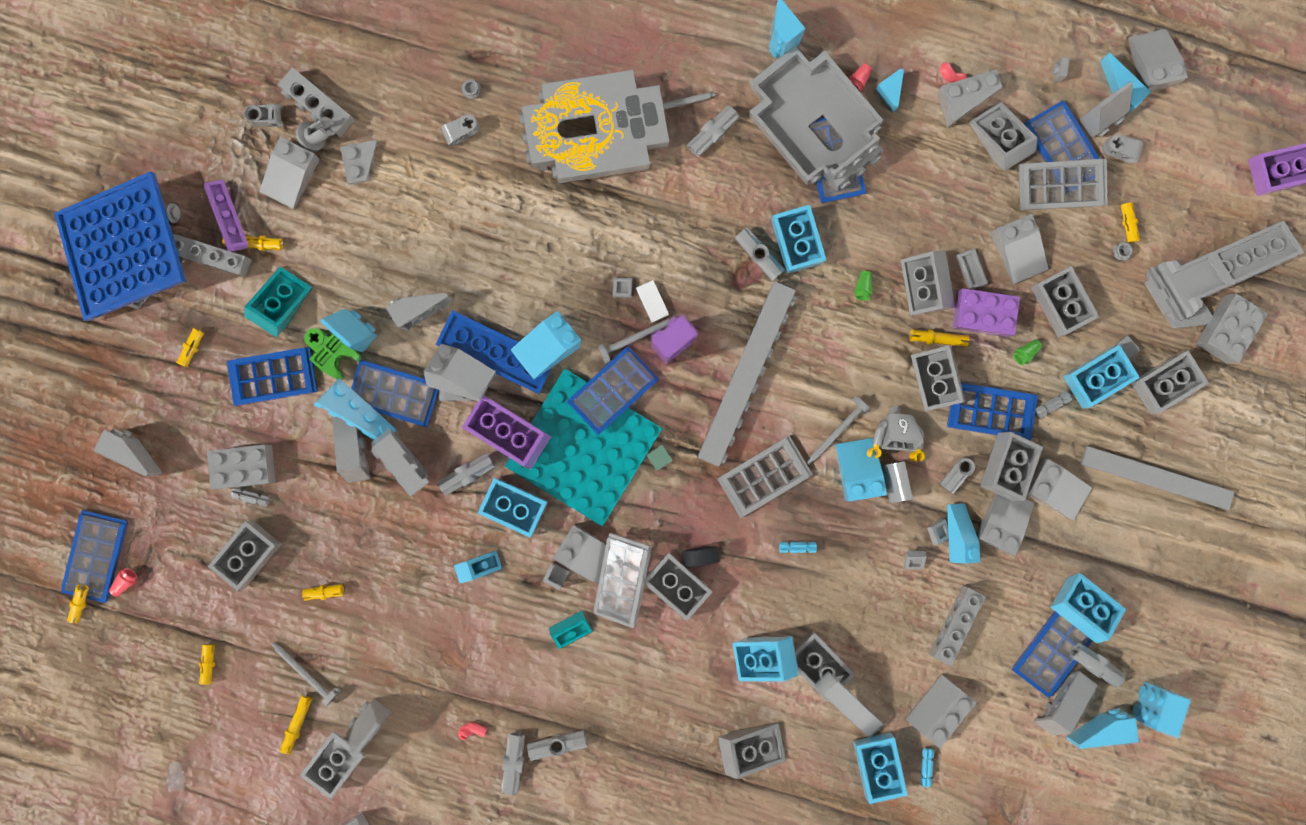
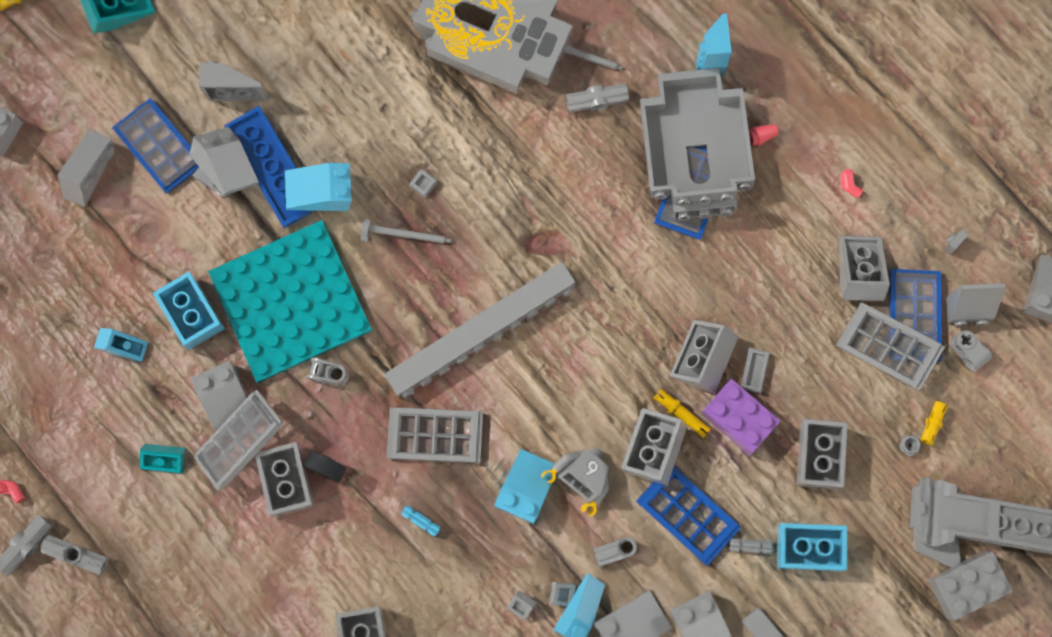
camera: 40 degrees right, 10 degrees down
(272, 376) = (66, 64): blue piece -> none
(328, 352) = (130, 73): bright green piece -> none
(349, 406) = (112, 136): medium azure wing -> none
(350, 329) = (158, 64): medium azure slope -> none
(400, 462) = (118, 204): light grey wedge -> none
(466, 474) = (169, 256): light grey piece -> none
(506, 432) = (229, 239): medium lavender brick -> none
(556, 575) = (183, 398): light grey panel -> none
(612, 390) = (350, 266): clear piece -> none
(650, 484) = (323, 372): none -> light grey piece
(652, 301) = (441, 212): white tile -> none
(659, 457) = (351, 355): sand green tile -> none
(673, 339) = (430, 250): medium lavender brick -> none
(750, 244) = (564, 218): light grey piece -> none
(765, 659) = (316, 600): medium azure brick -> none
(798, 239) = (608, 239): medium azure brick -> none
(861, 407) = (567, 429): light grey piece -> none
(863, 288) = (641, 322): bright green cone -> none
(890, 90) = (783, 160): medium azure slope -> none
(897, 482) = (553, 520): light grey brick -> none
(965, 95) = (852, 210): light grey wedge -> none
(1011, 466) = (669, 574): light grey brick -> none
(1021, 248) = (813, 380): light grey slope -> none
(1027, 352) = (757, 480): bright green cone -> none
(1119, 76) = (1012, 302): medium azure slope -> none
(1128, 346) = (856, 539): light grey tile -> none
(1169, 382) = (875, 596): light grey brick -> none

